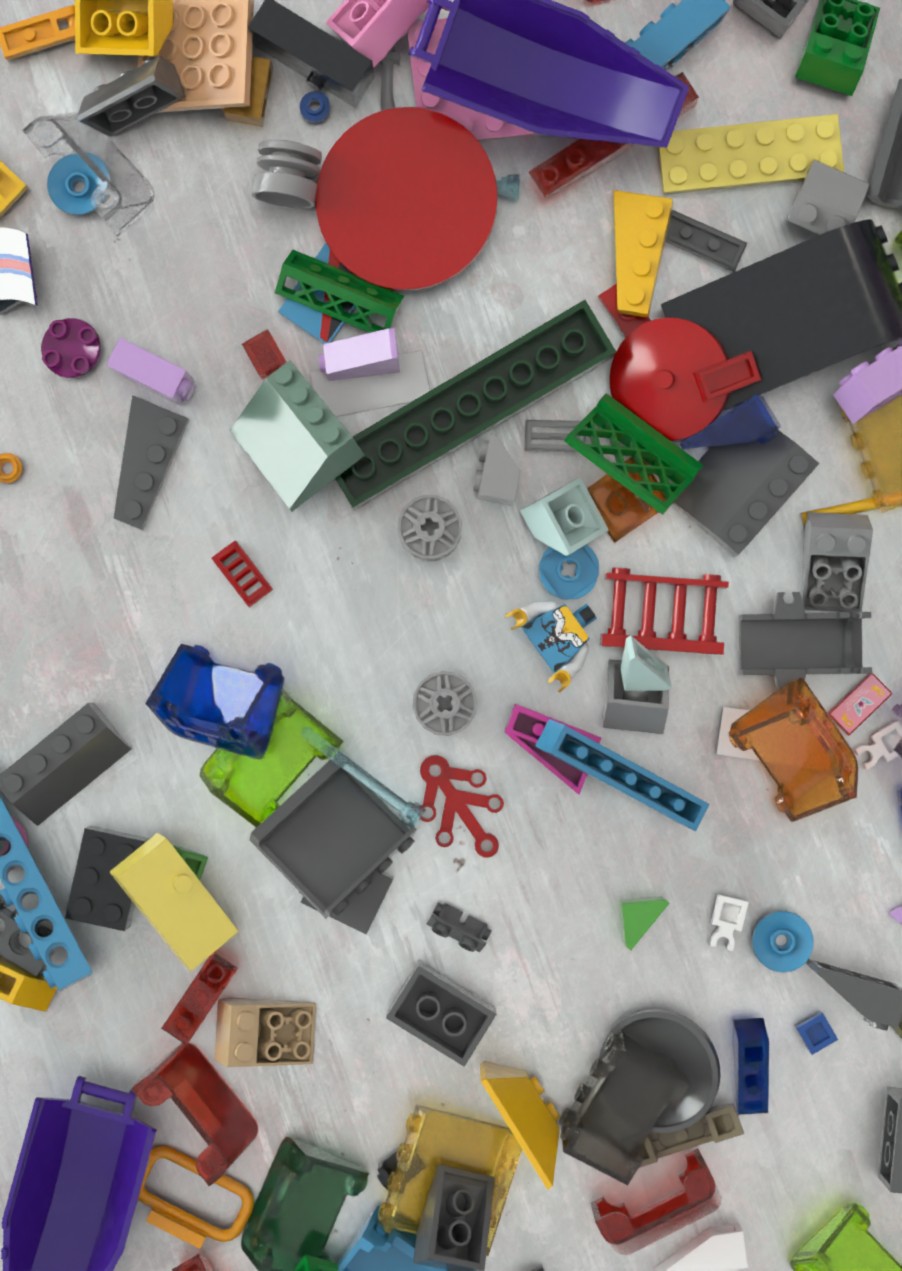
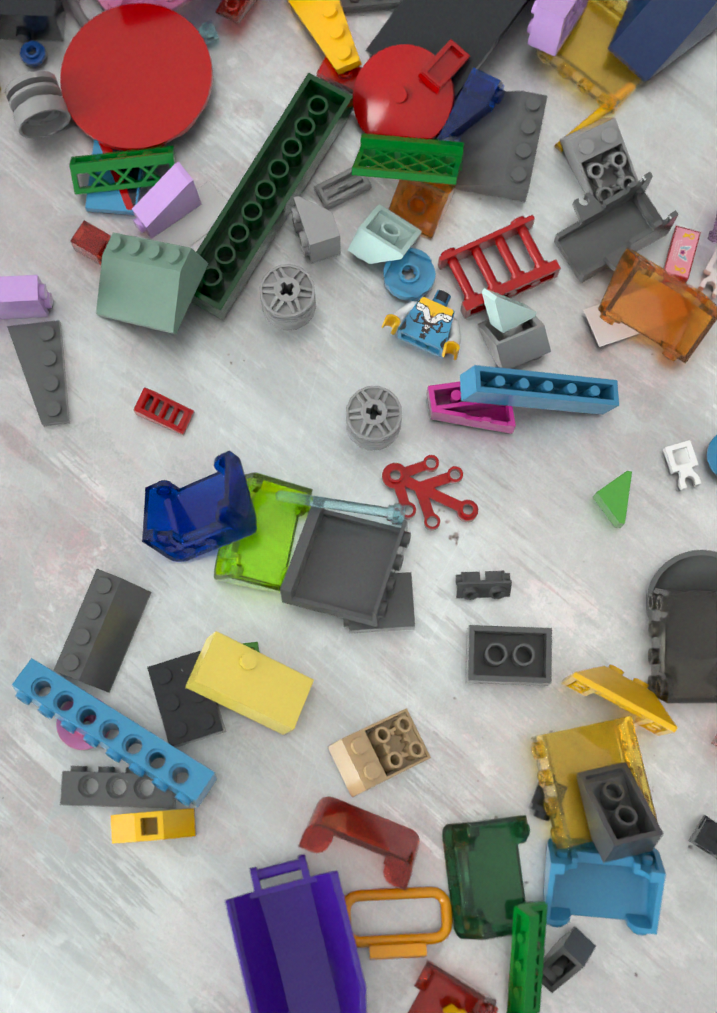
camera: 35 degrees left, 10 degrees down
(199, 998) = (312, 750): clear red slope -> none

